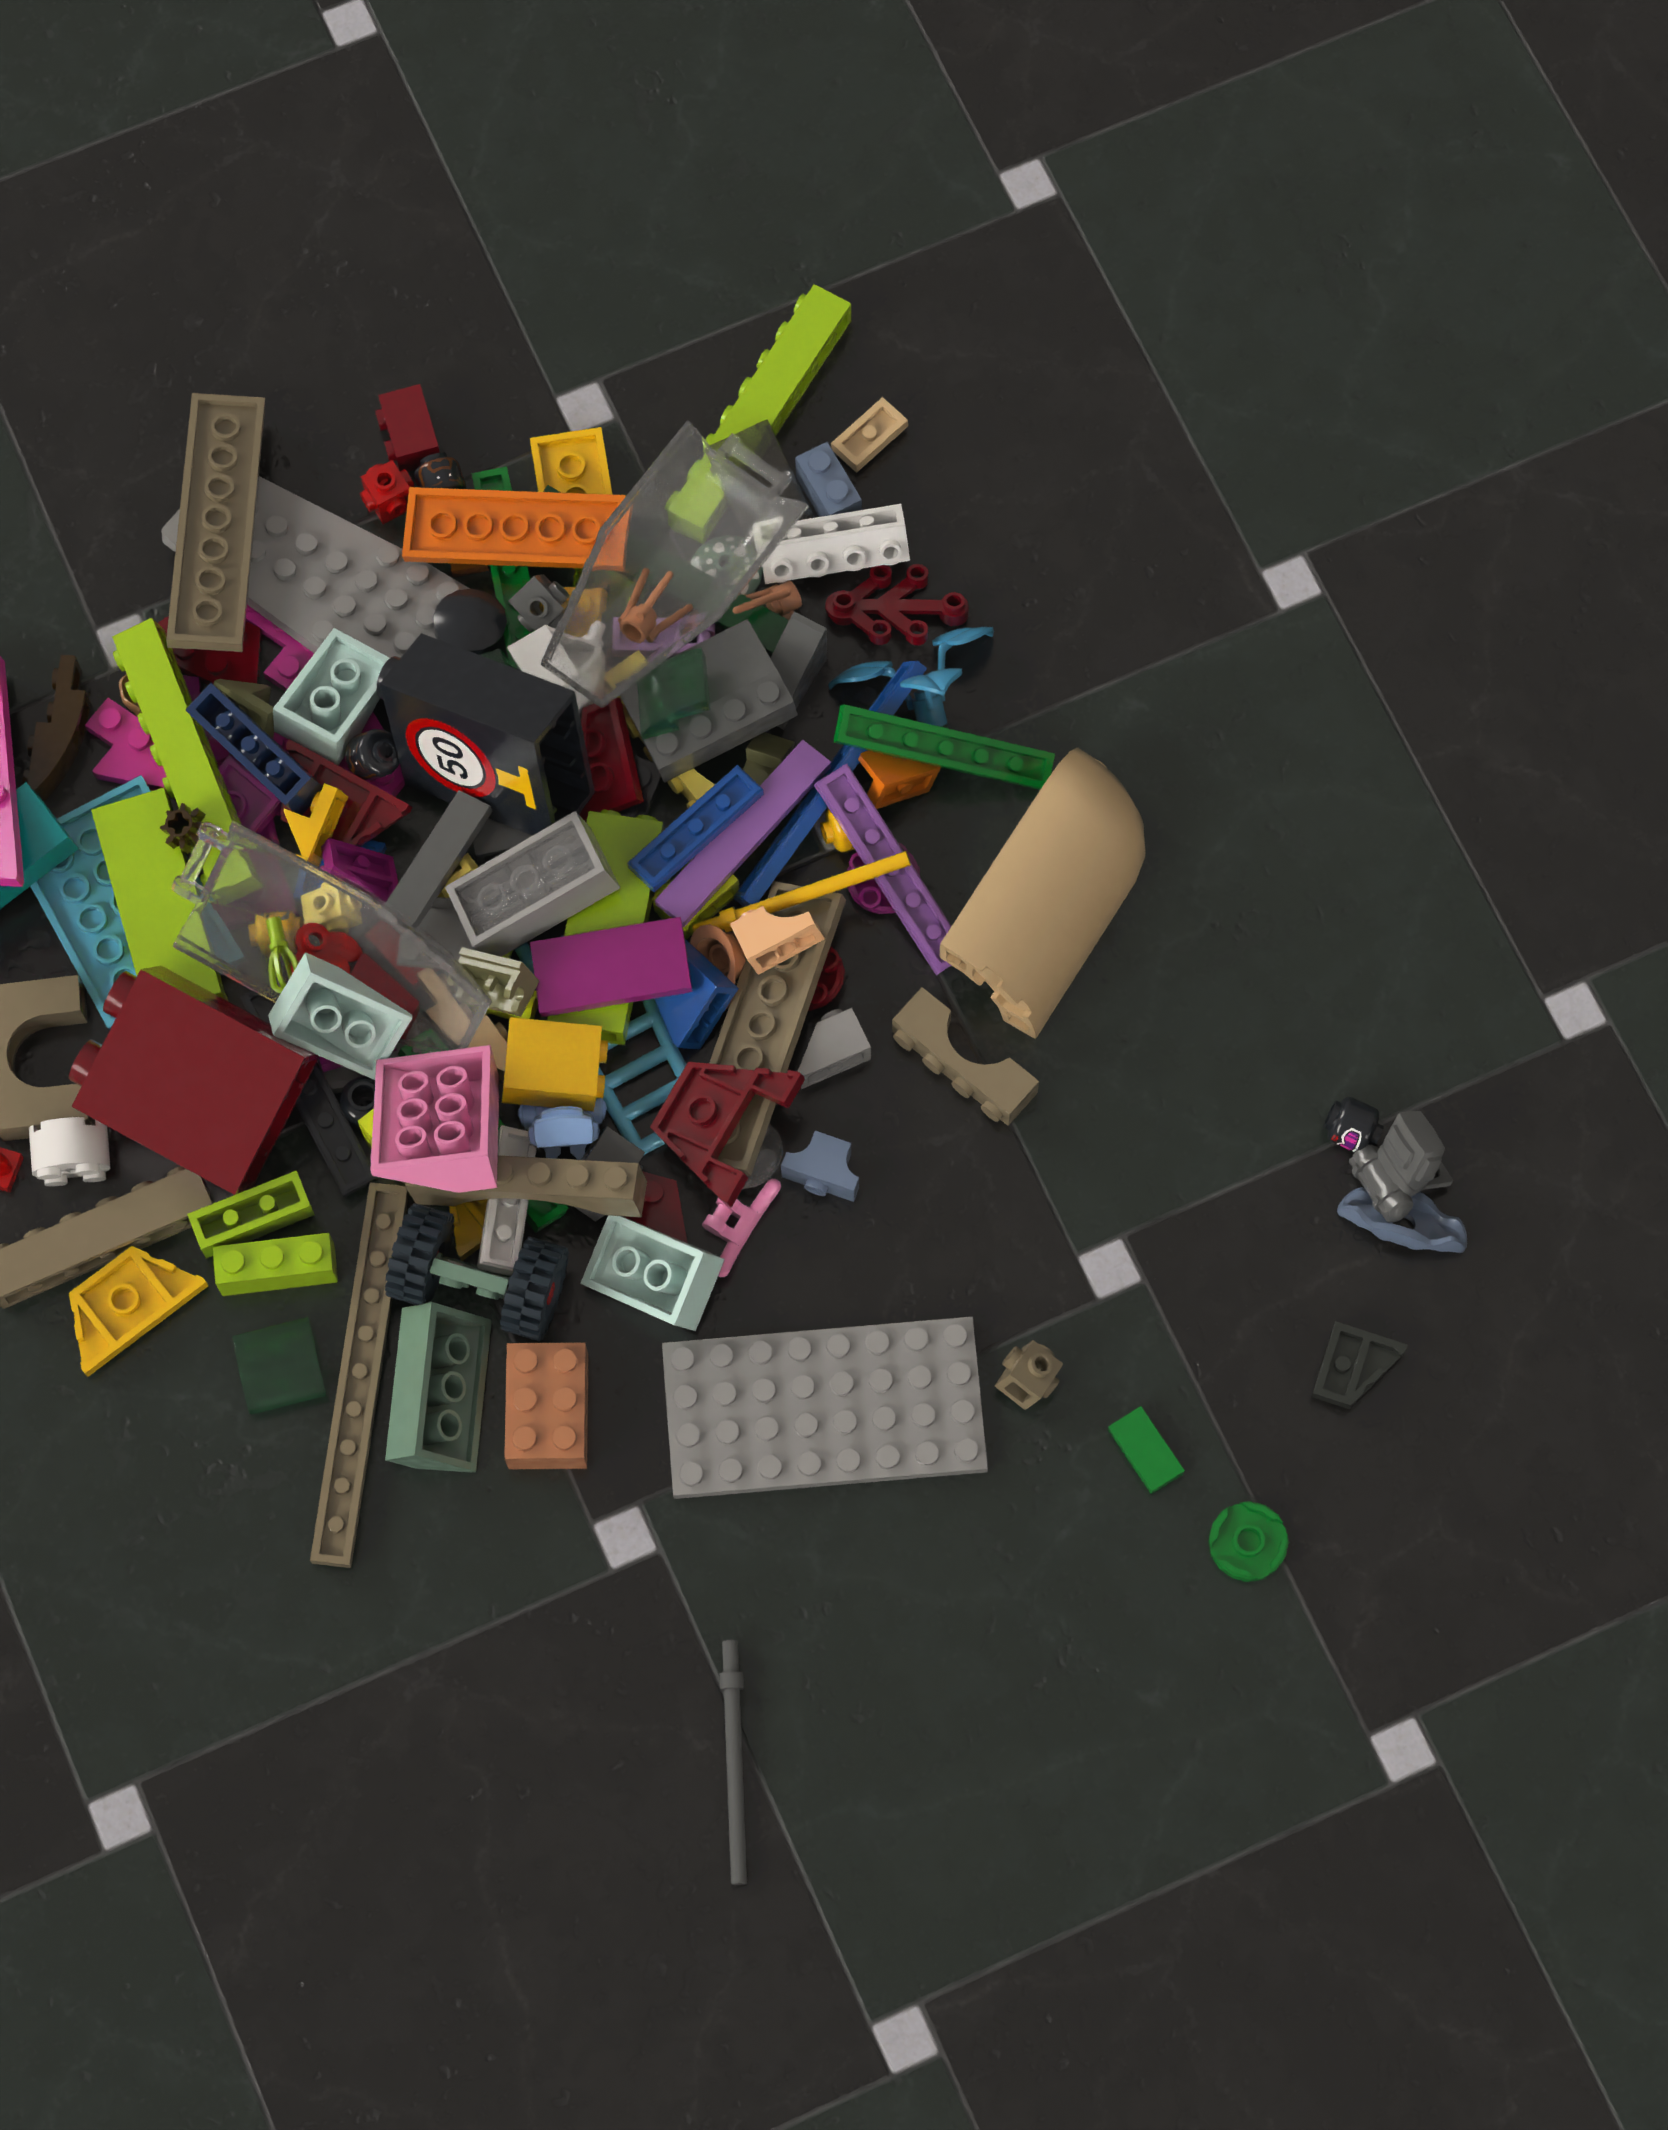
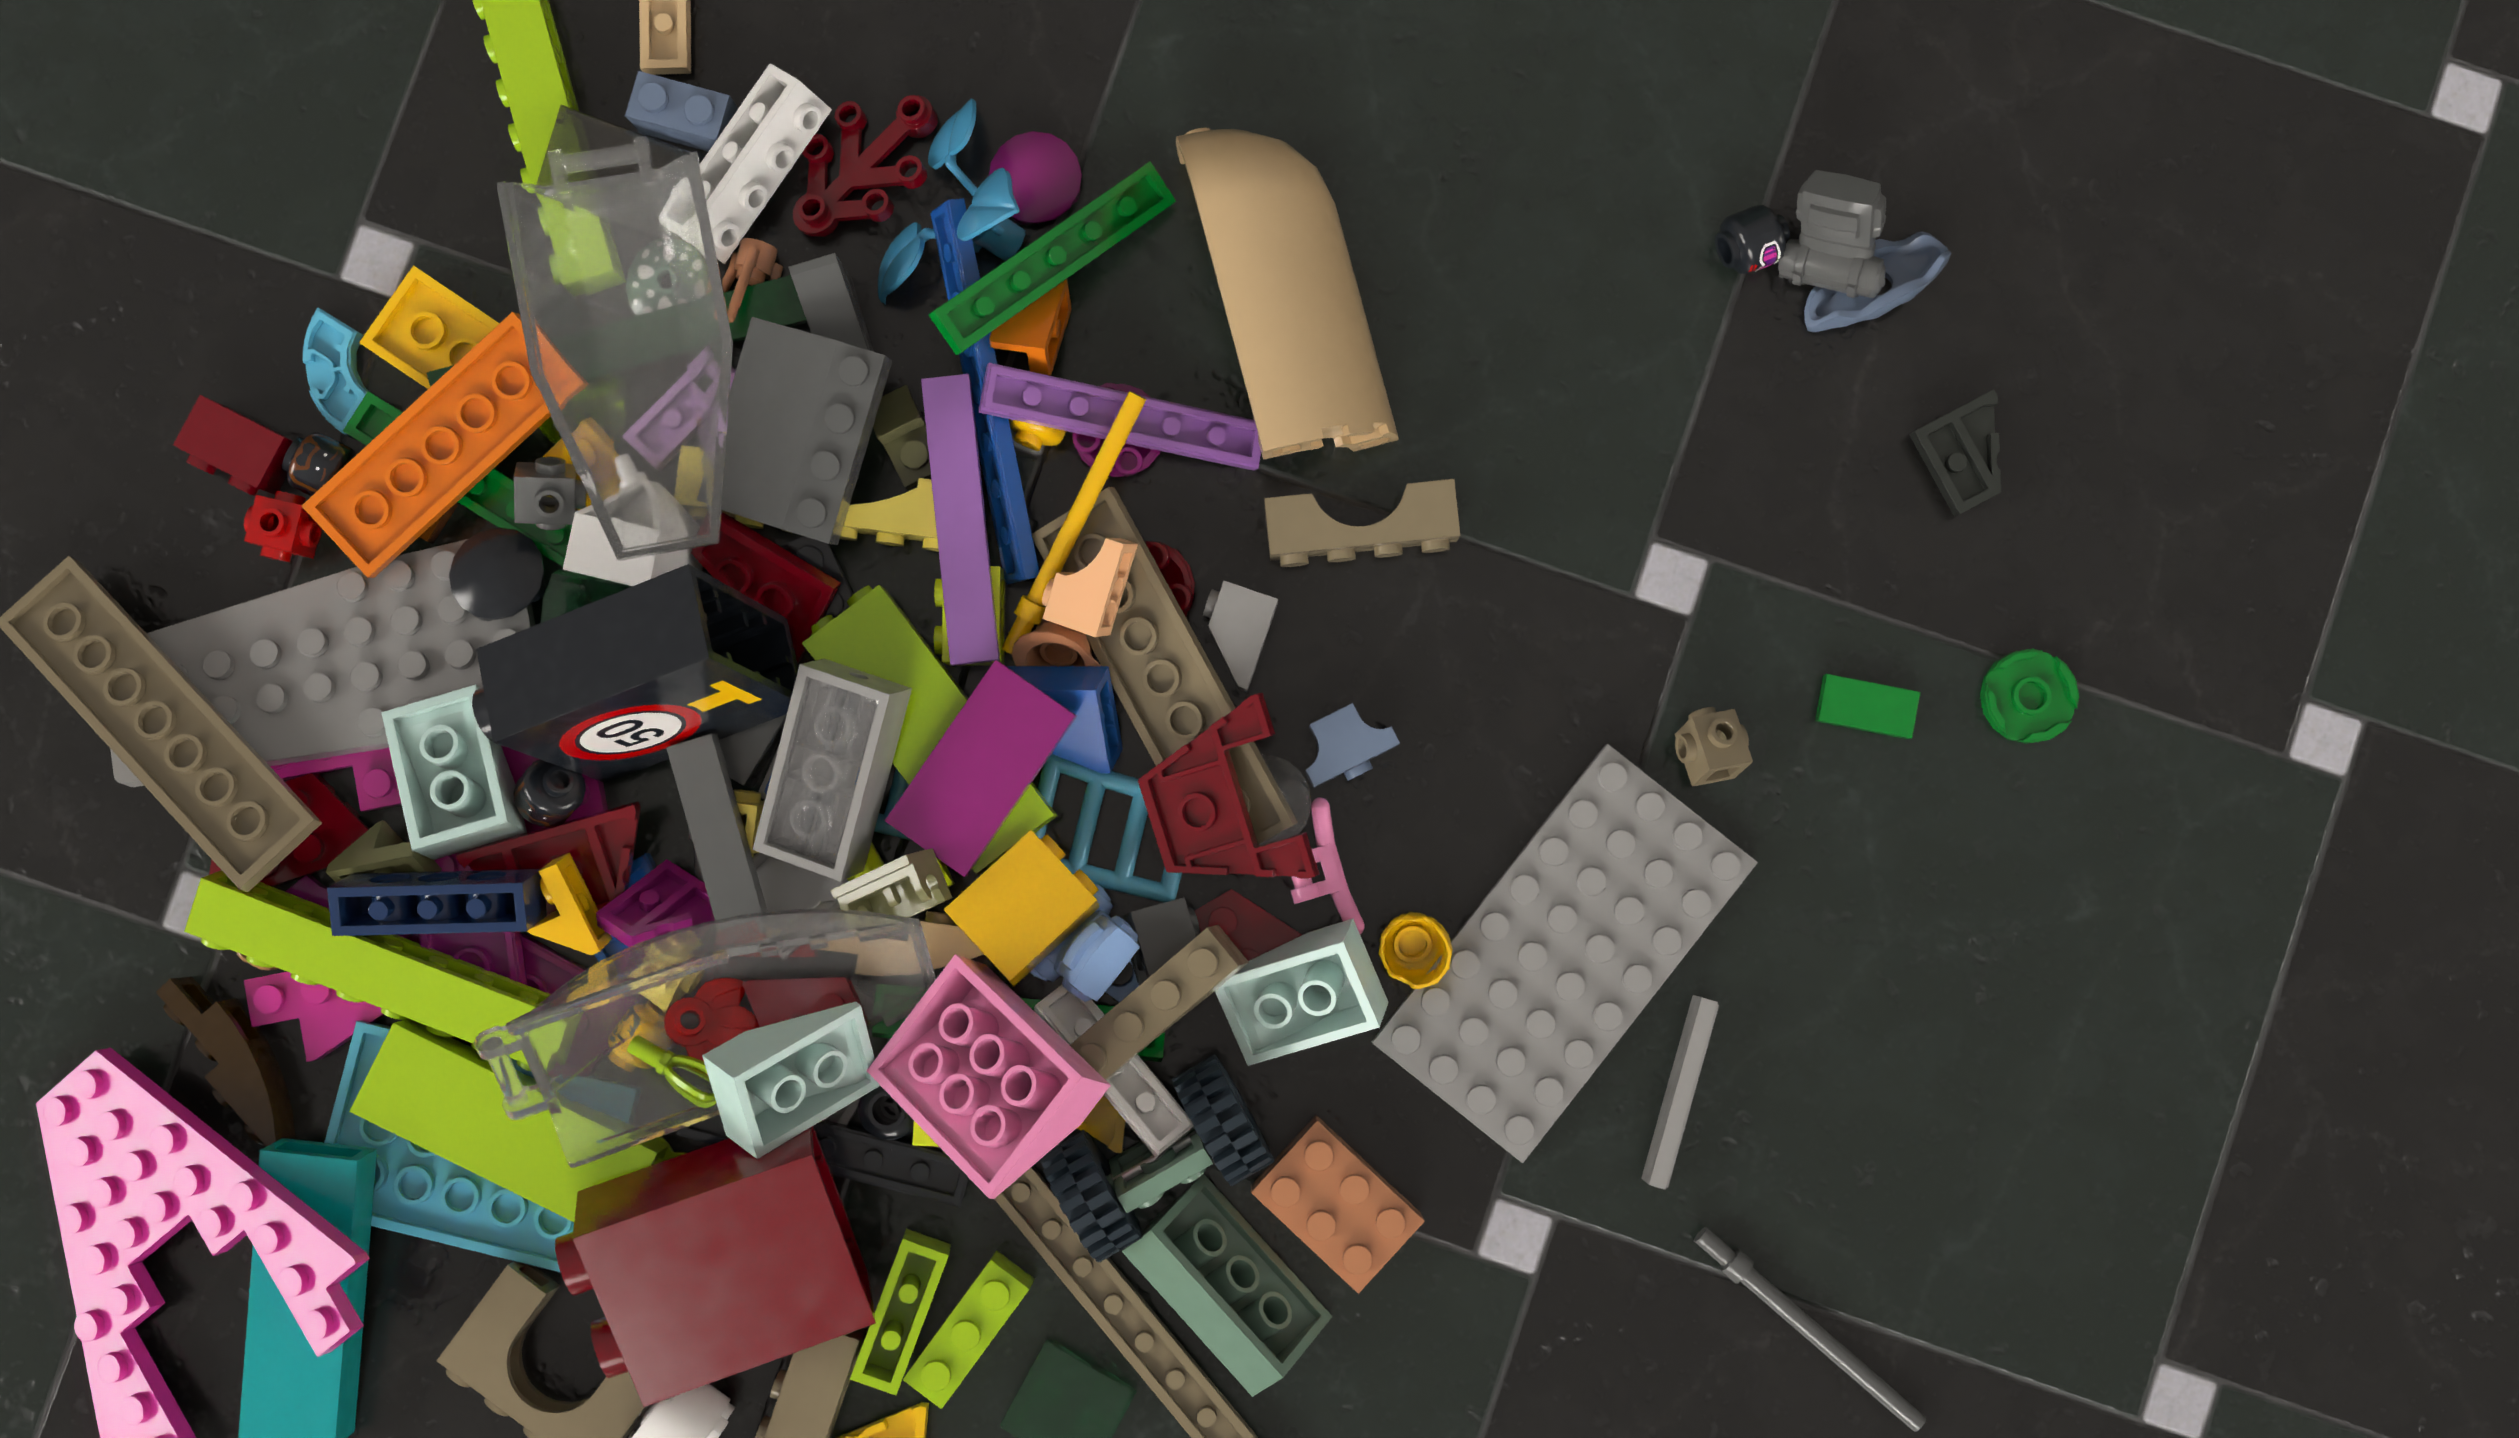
camera: 50 degrees left, 15 degrees up
(183, 827) = (443, 1046): dark brown gear -> none
(501, 437) = (332, 368): none -> medium azure tile
(640, 621) = (657, 420): nougat plant -> none
(673, 692) = (767, 459): clear green slope -> none
(695, 828) = (916, 561): blue tile -> none
(741, 1313) = (1411, 948): none -> yellow hair
(804, 1547) = (1680, 1092): none -> light grey tile
(983, 703) = (1042, 175): none -> magenta dish

